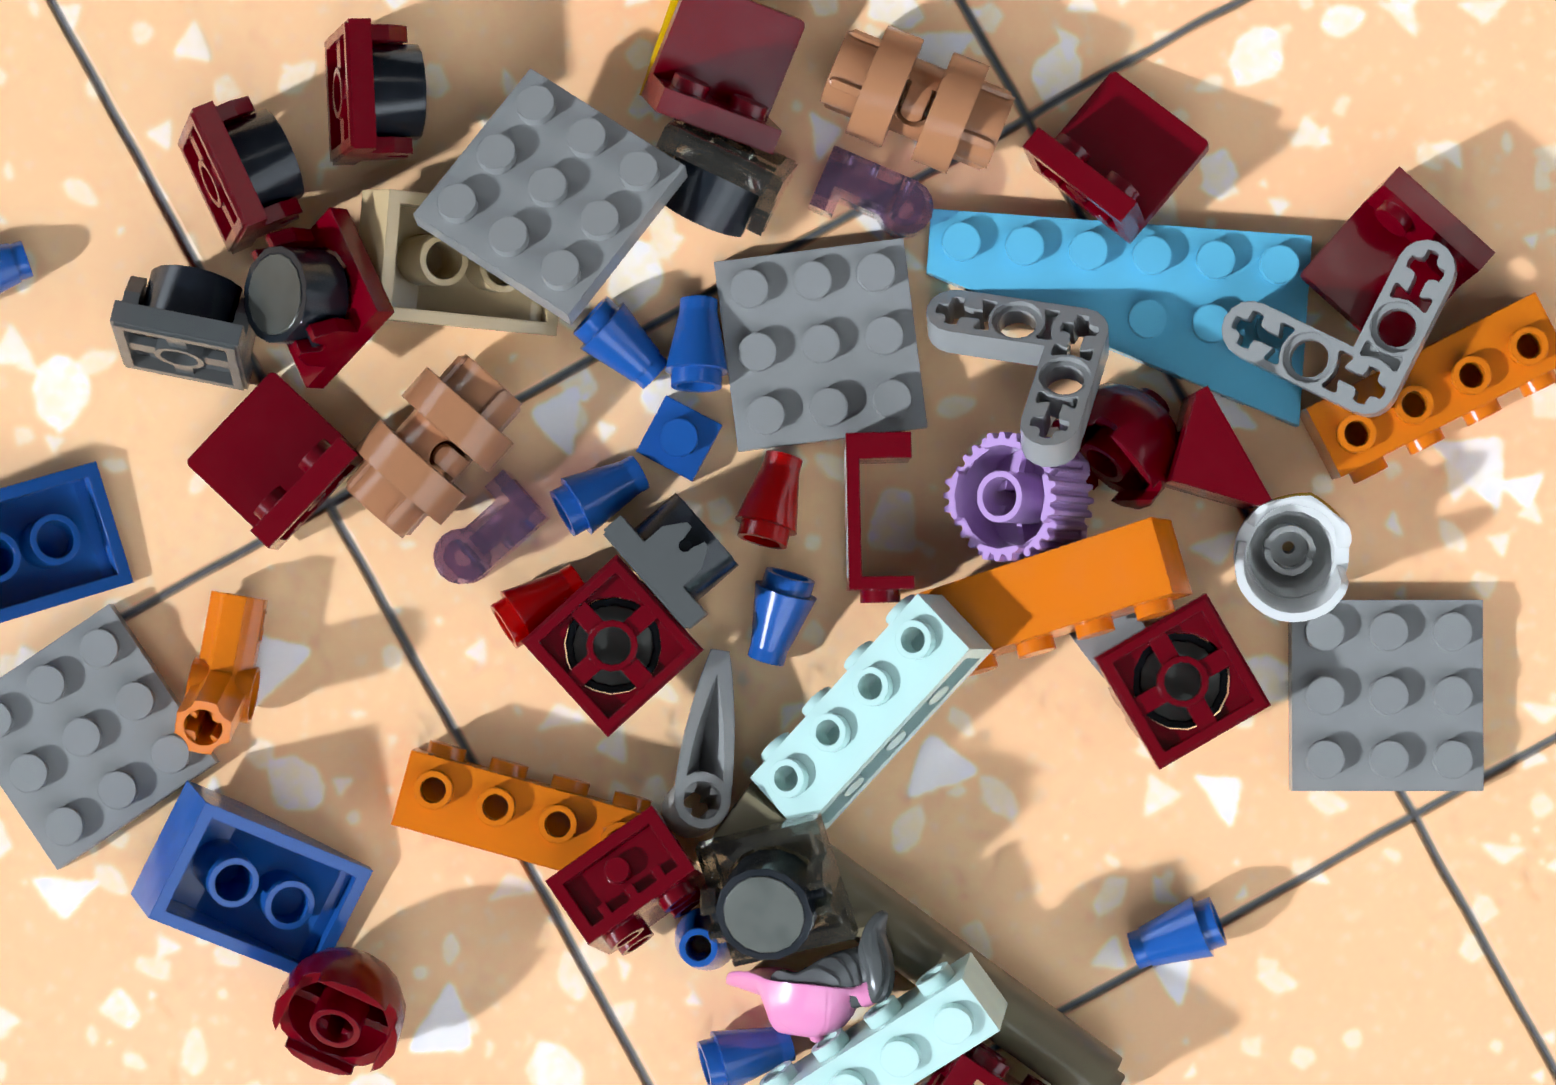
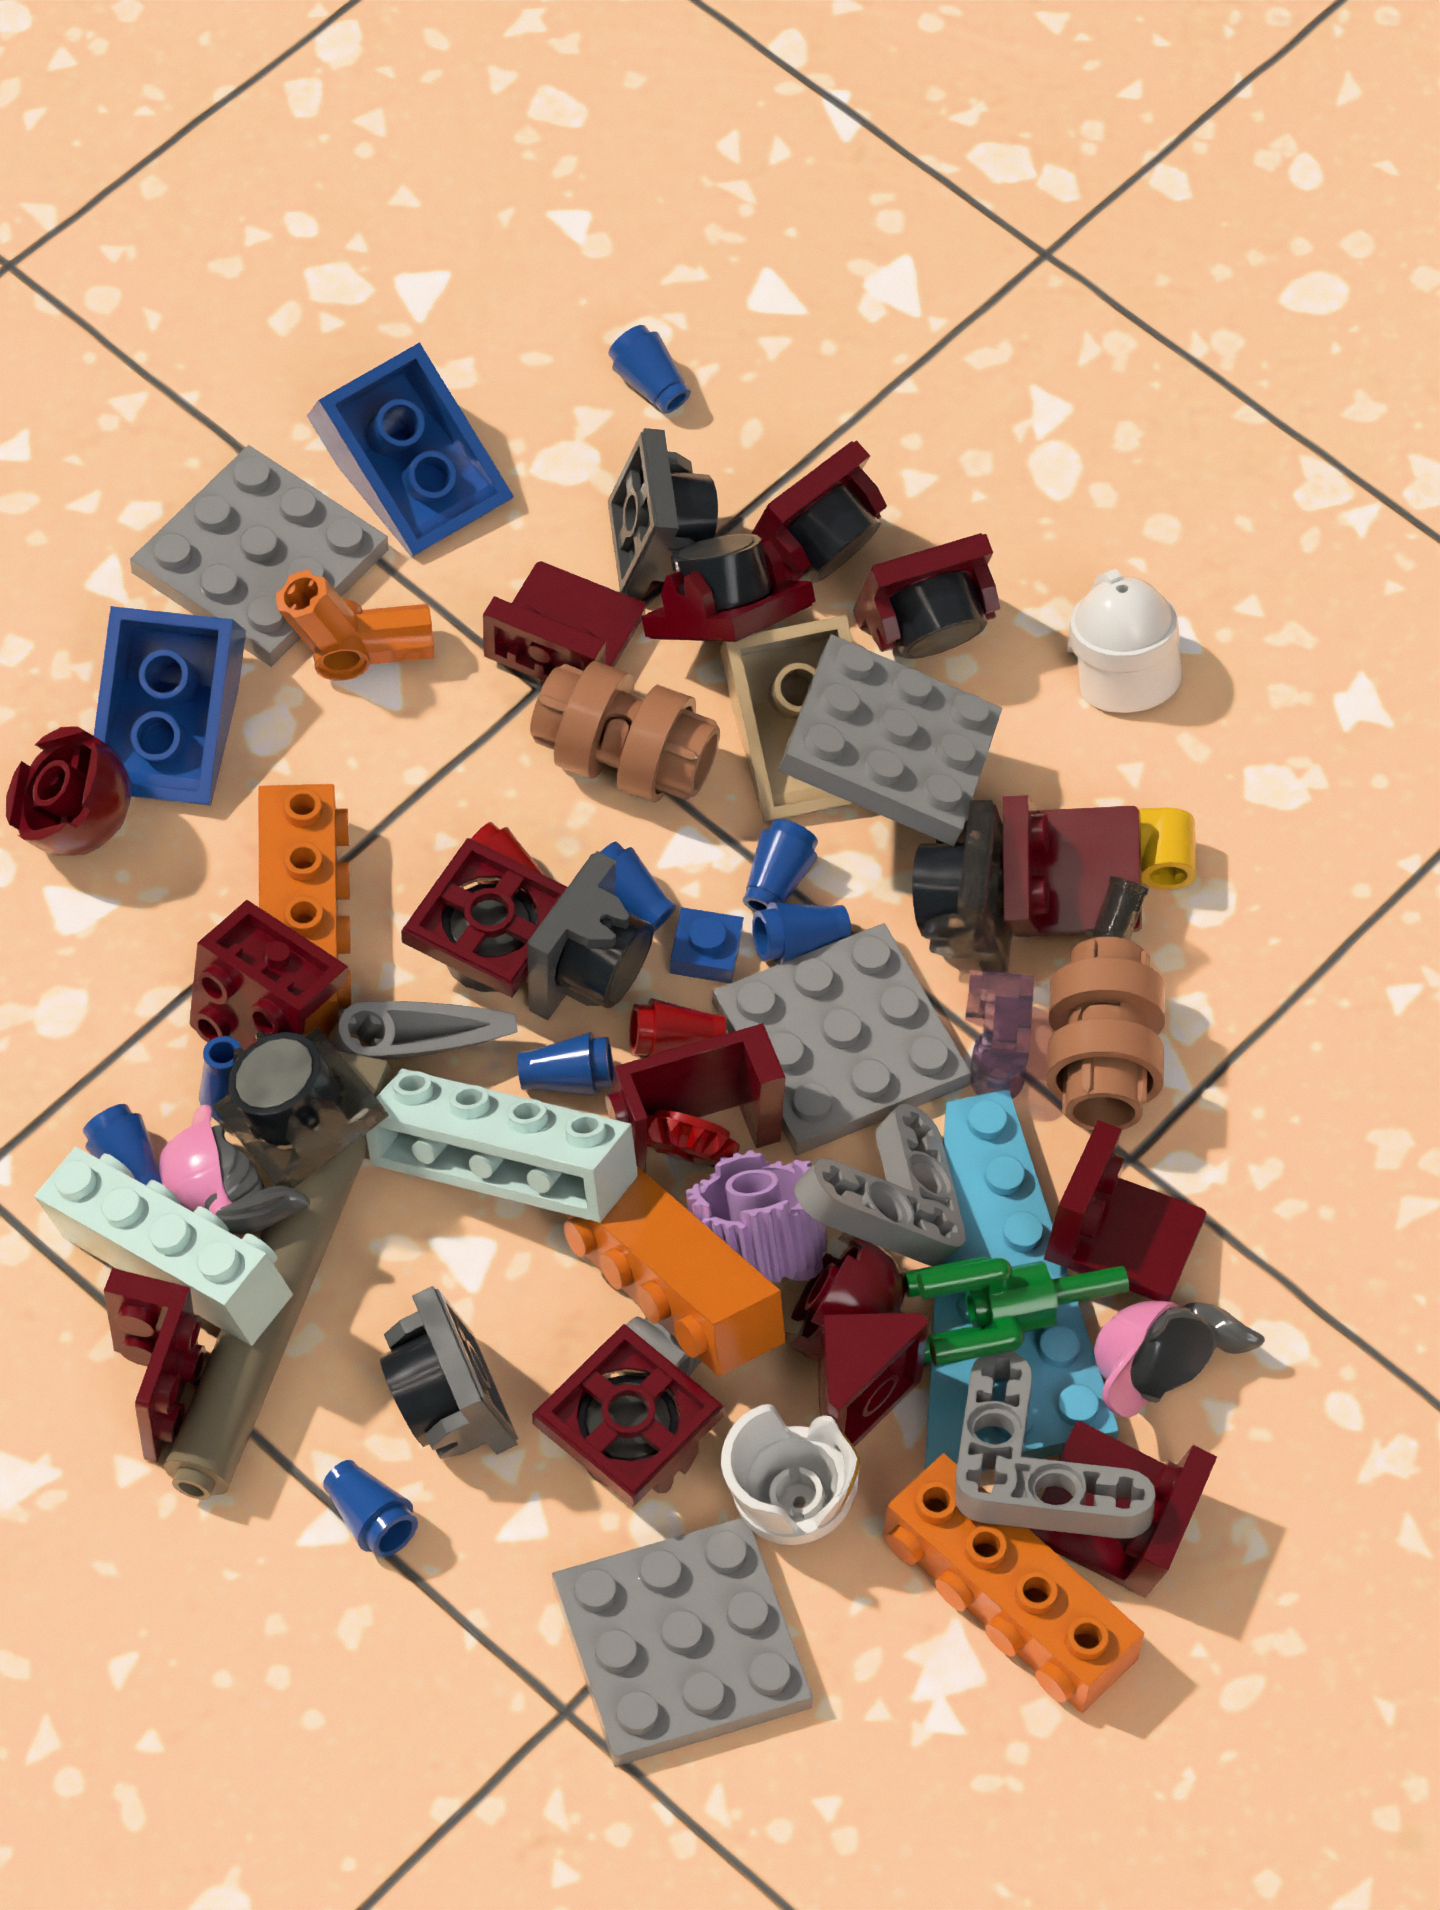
camera: 70 degrees right, 30 degrees down
(474, 551) = (561, 811): clear purple leg -> none
(793, 39) = (1119, 909): none -> clear smoke pin
(904, 531) = (689, 1138): none -> red gear
(1088, 837) = (444, 1381): none -> dark grey piece
(1177, 302) = (1003, 1302): none -> green plant
(1243, 169) = (1161, 1348): none -> dark grey hair

